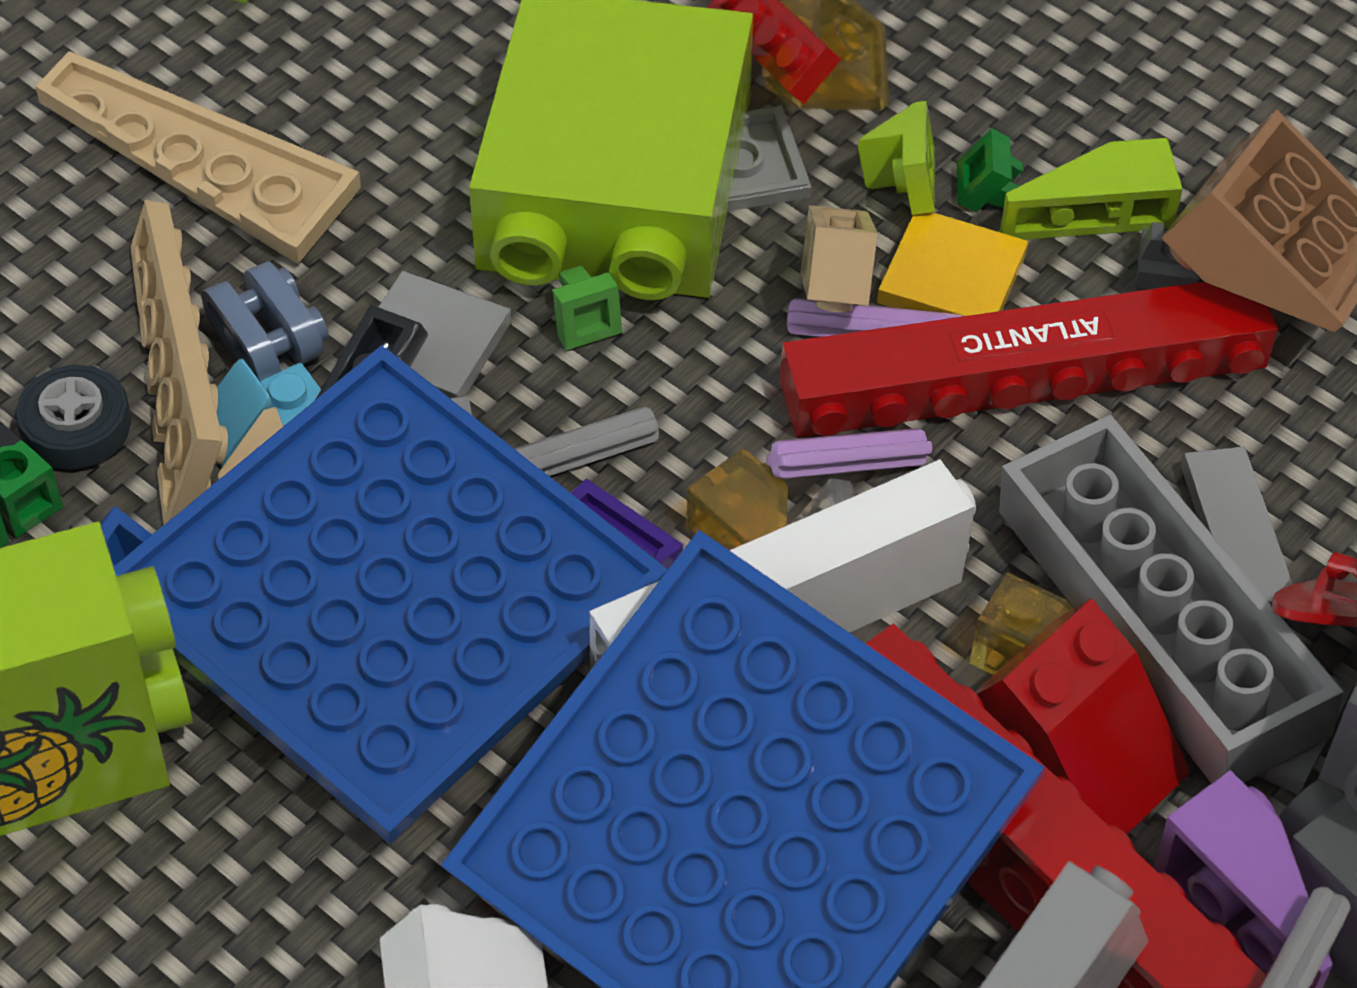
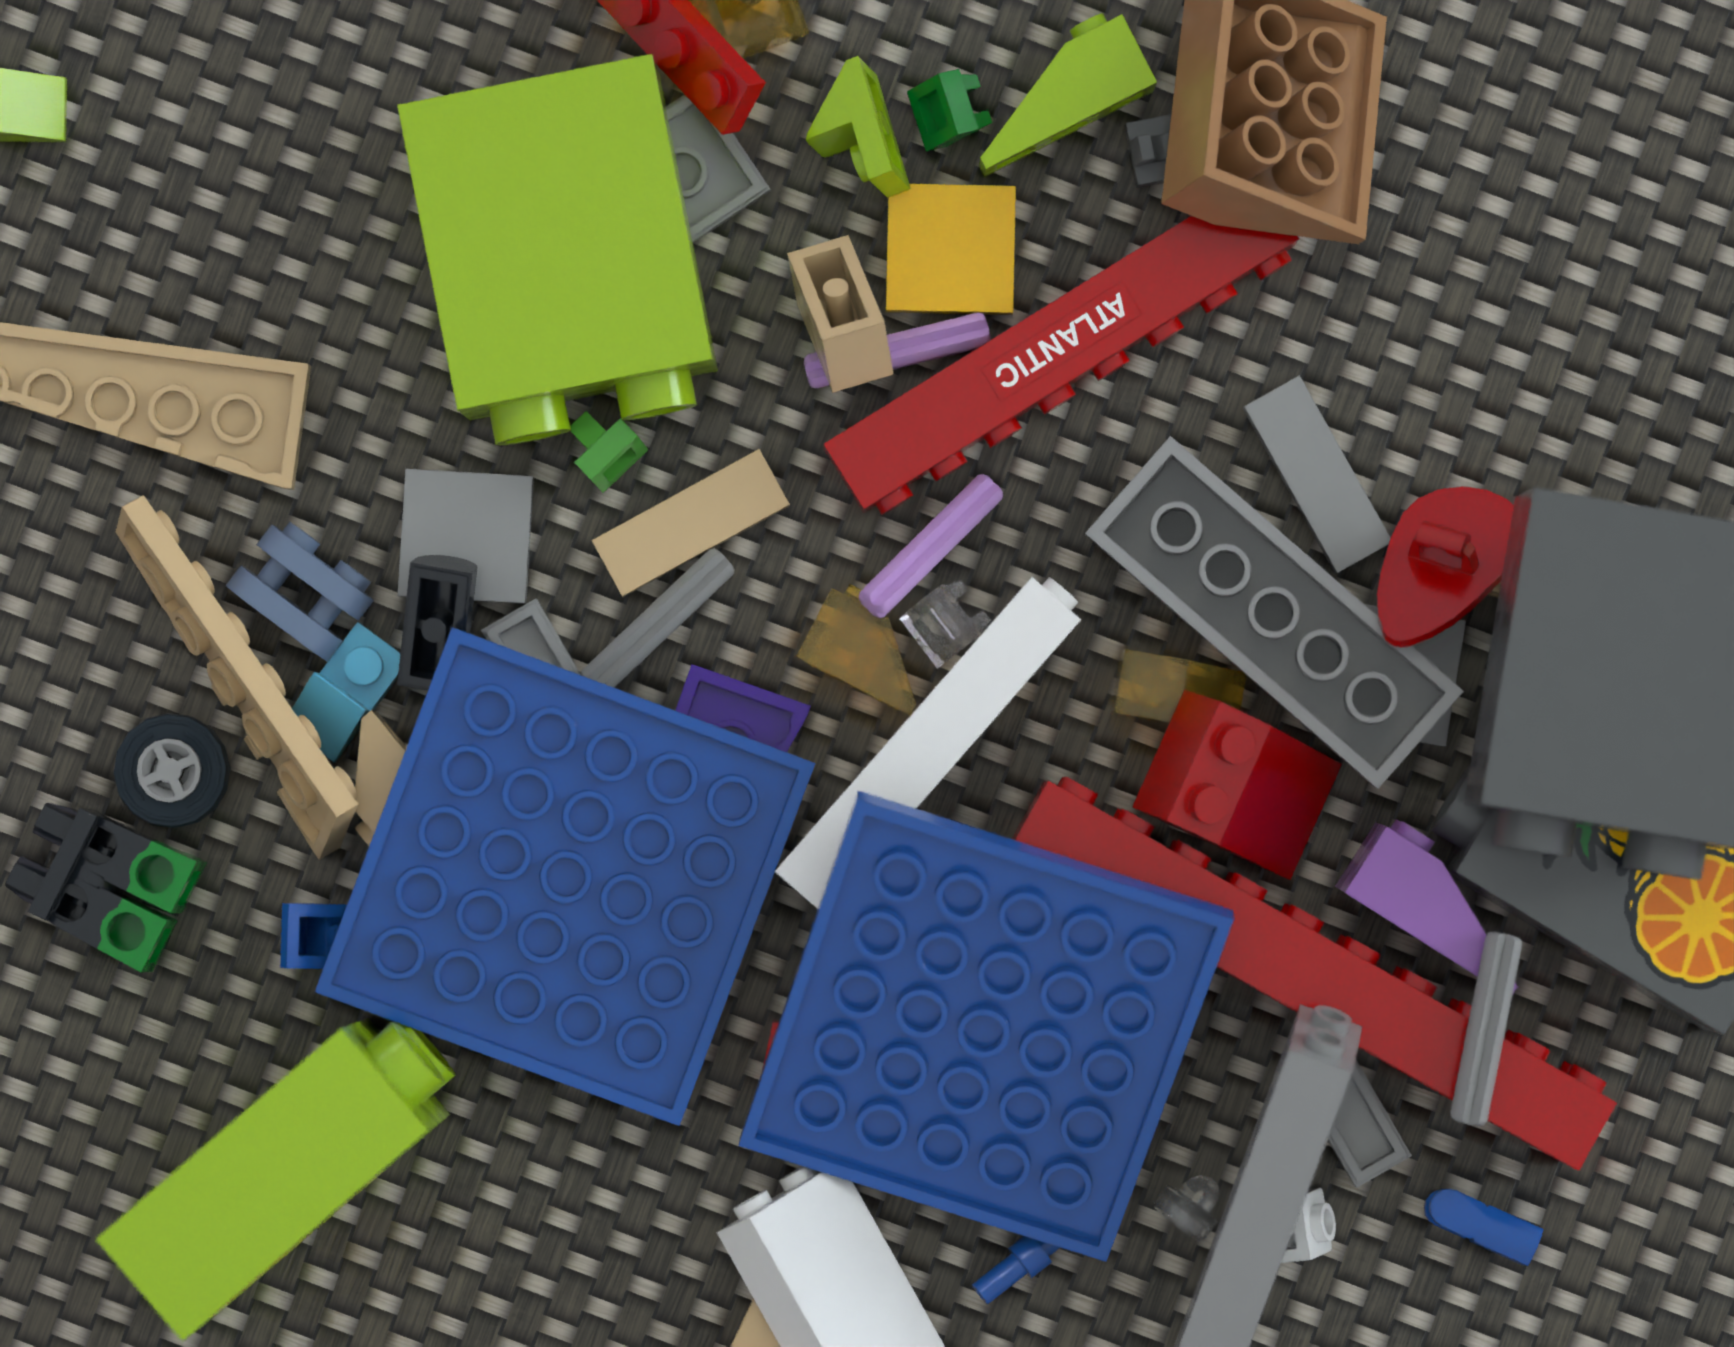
camera: 25 degrees left, 35 degrees up
(663, 383) = (690, 523): none -> tan tile

